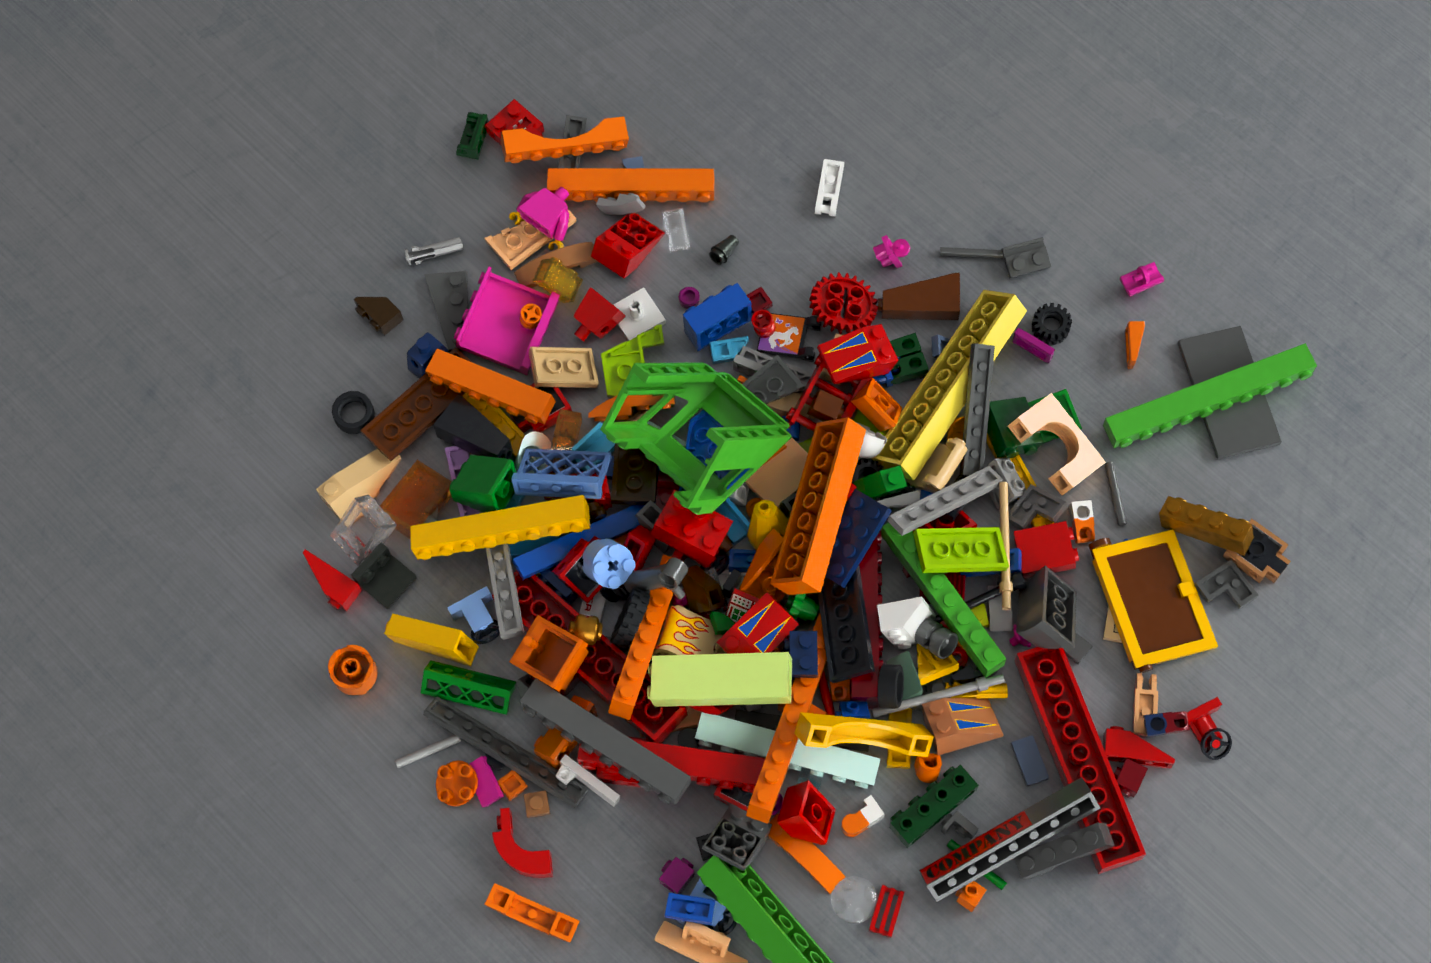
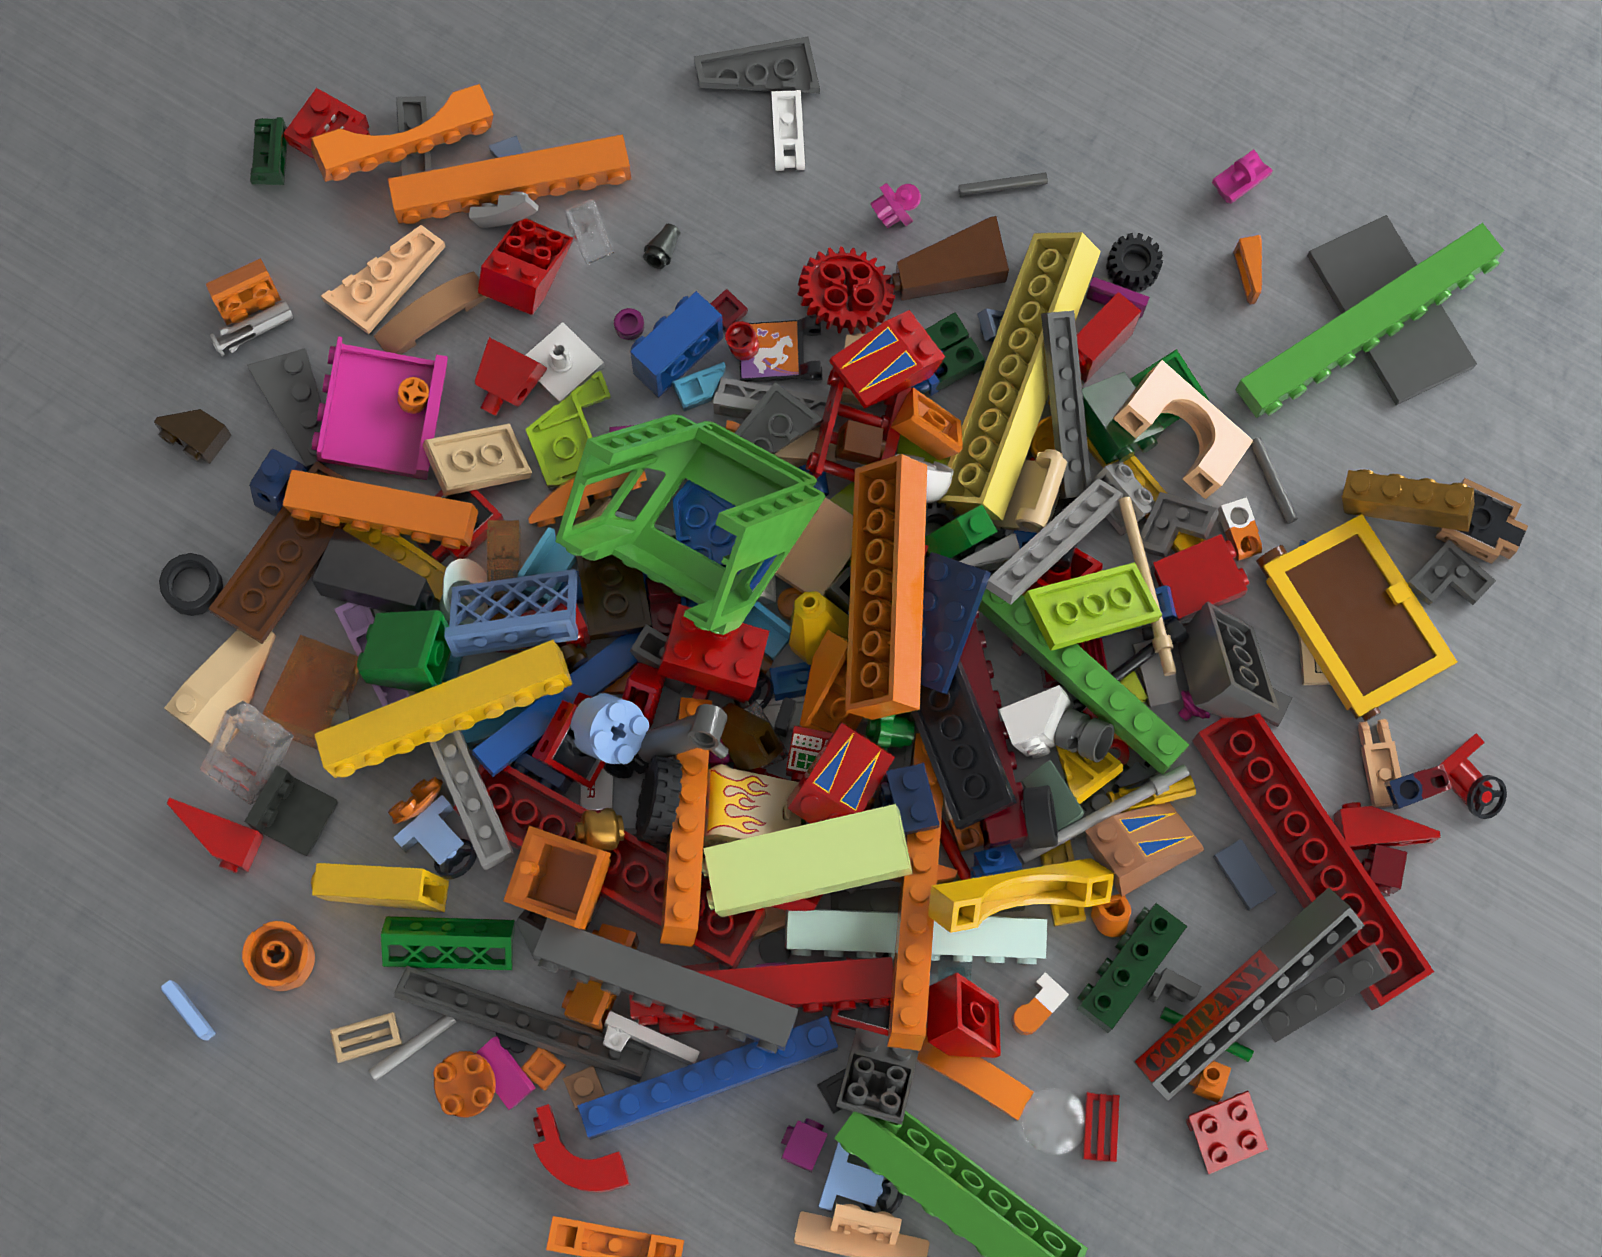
camera: 20 degrees left, 5 degrees up
(284, 693) = (188, 1010): none -> light blue tile
(397, 729) = (339, 1045): none -> tan tile
(433, 225) = (243, 292): none -> orange slope
(473, 585) = (423, 795): none -> orange dish
(546, 213) = (400, 243): dark pink torso -> none
(557, 278) = (440, 334): clear yellow brick -> none
(620, 816) = (704, 1079): none -> blue brick
(690, 908) = (836, 1191): blue plate -> none
(720, 623) = (783, 777): green tile -> none
(824, 142) = (763, 67): none -> dark grey wing
(974, 934) = (1227, 1132): none -> hinge
(1016, 369) = (1105, 334): none -> red brick
(1026, 257) = (1079, 177): dark grey plate -> none

